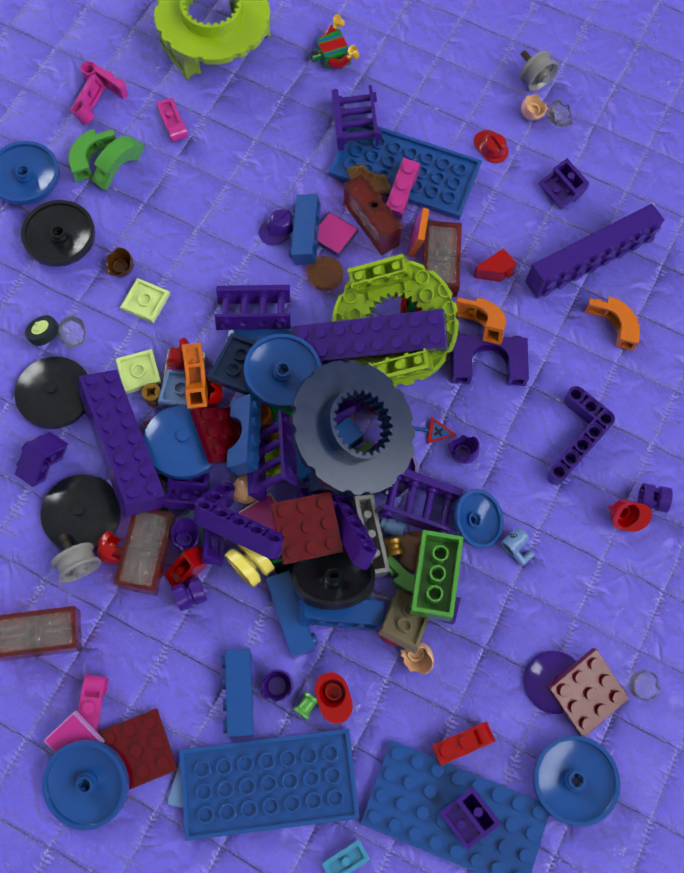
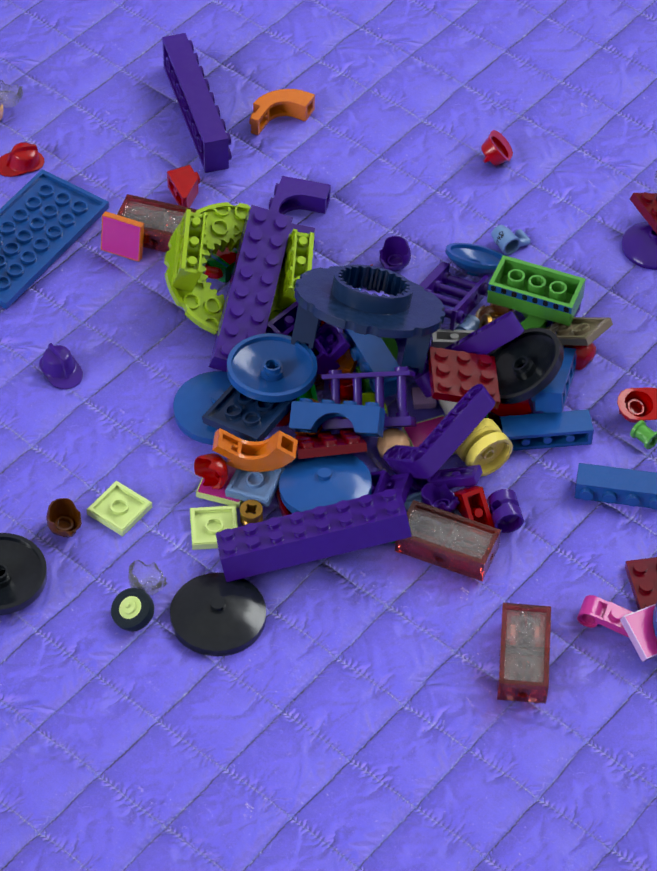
camera: 75 degrees left, 20 degrees down
(38, 457) = (311, 623): dark purple brick -> none
(75, 560) = (447, 601): light grey wheel -> none
(80, 508) = (383, 605): black dish -> none
(108, 548) = (438, 575): red hair -> none
(253, 295) = (154, 389): dark purple fence -> none
(277, 685) = (620, 450): dark purple hair -> none
(305, 229) = (79, 335): blue brick -> none
(326, 273) = (139, 335): clear orange tile -> none
(335, 234) = (89, 318): dark pink tile -> none
(372, 214) = (84, 271): clear red brick -> none
(378, 181) = (26, 273): clear orange tile -> none
(402, 187) = (72, 245): dark pink arch -> none
(421, 661) = (615, 336): light nougat hair -> none
(486, 314) = (261, 193): orange arch -> none
(564, 184) = (99, 108): dark purple brick -> none
(584, 439) = (394, 148): dark purple beam -> none
(659, 497) = (483, 123): dark purple wheel -> none

